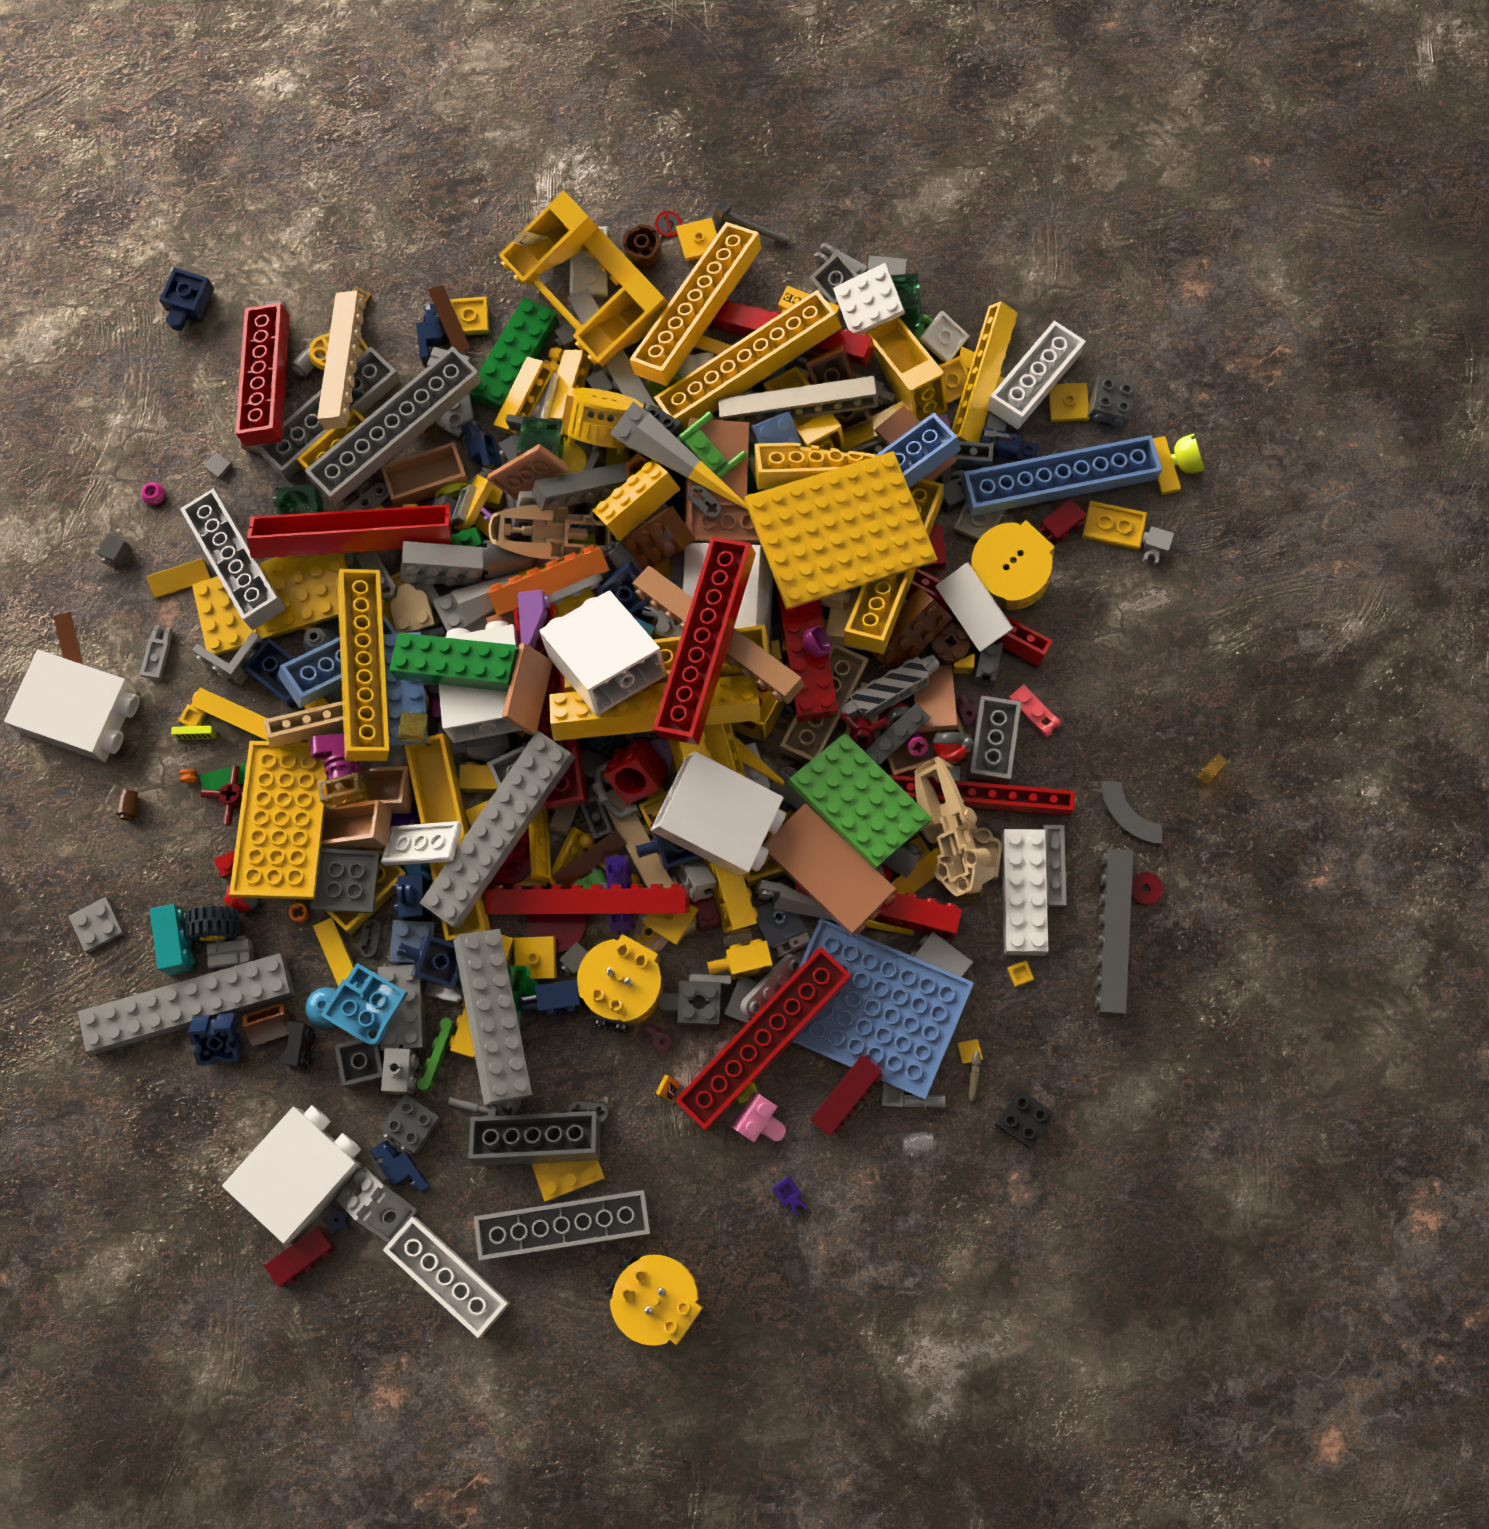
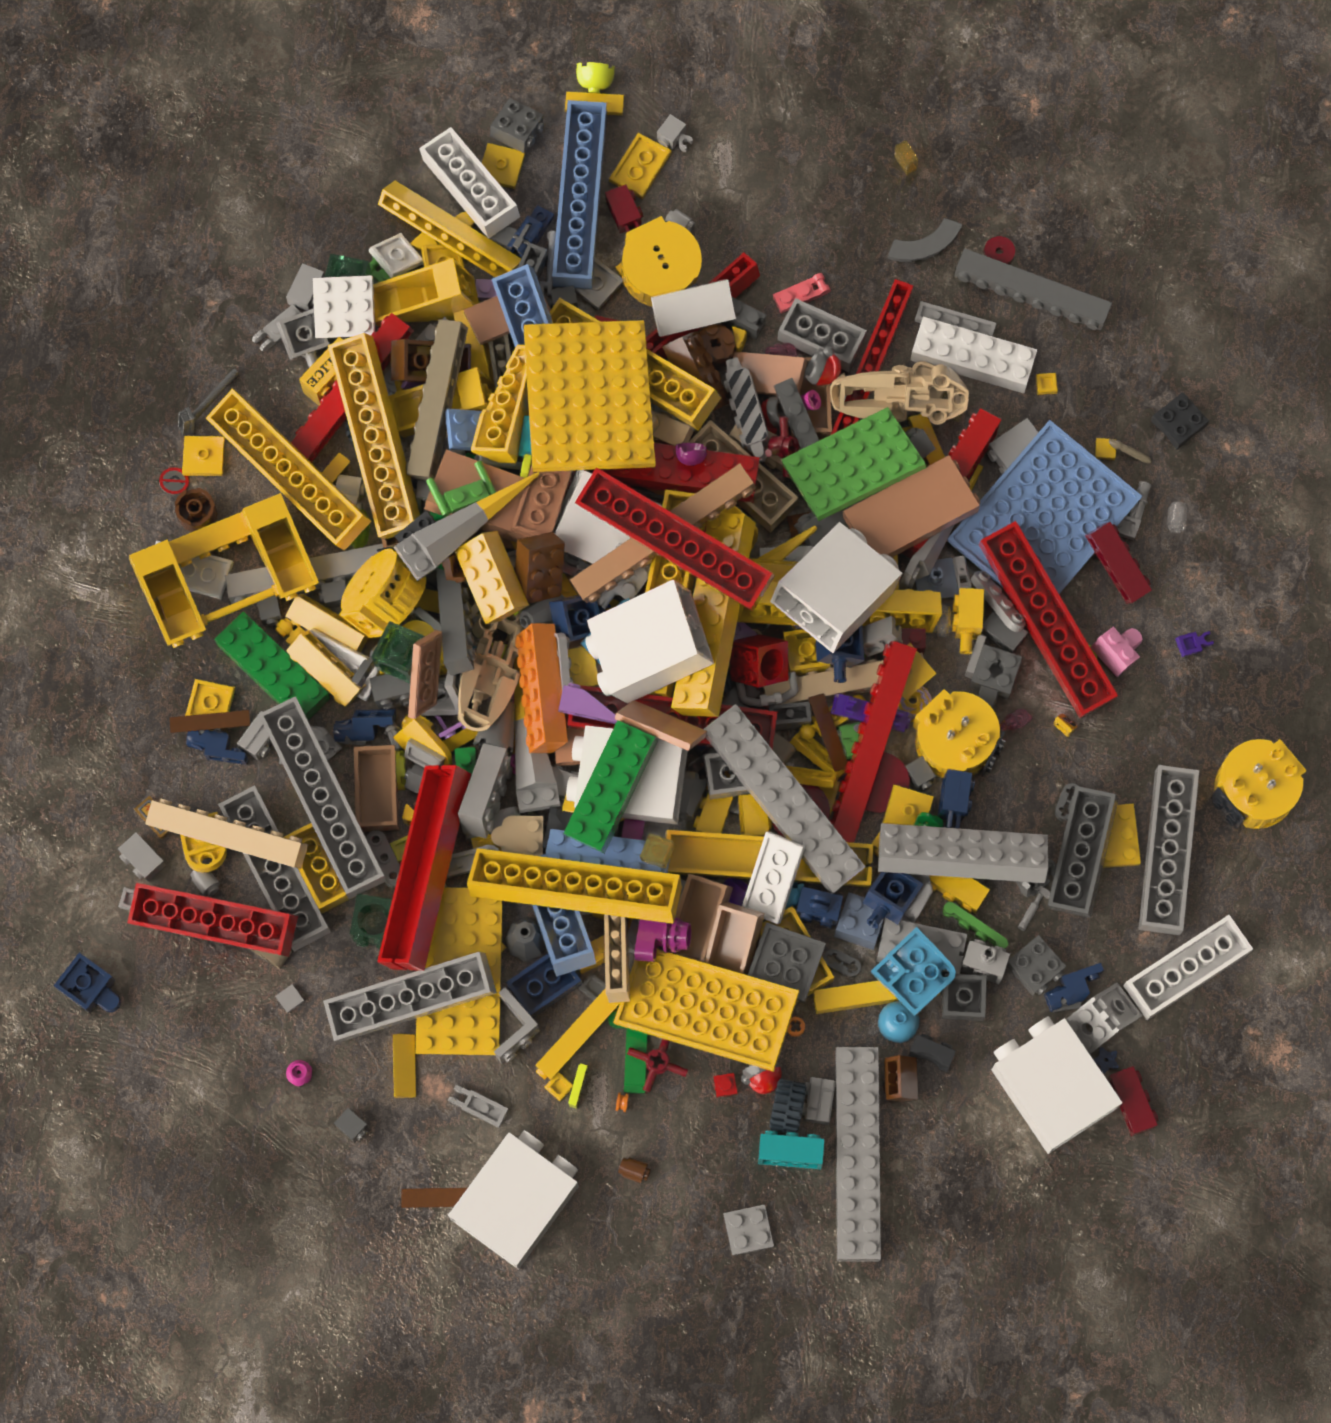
camera: 75 degrees left, 0 degrees up
(215, 1039) = (903, 1129): dark blue brick -> none
(312, 305) = (142, 857): none -> light grey brick
(343, 790) = (698, 937): clear yellow brick -> none
(701, 505) = (521, 515): dark grey beam -> none
(1067, 577) = (680, 218): none -> light grey brick

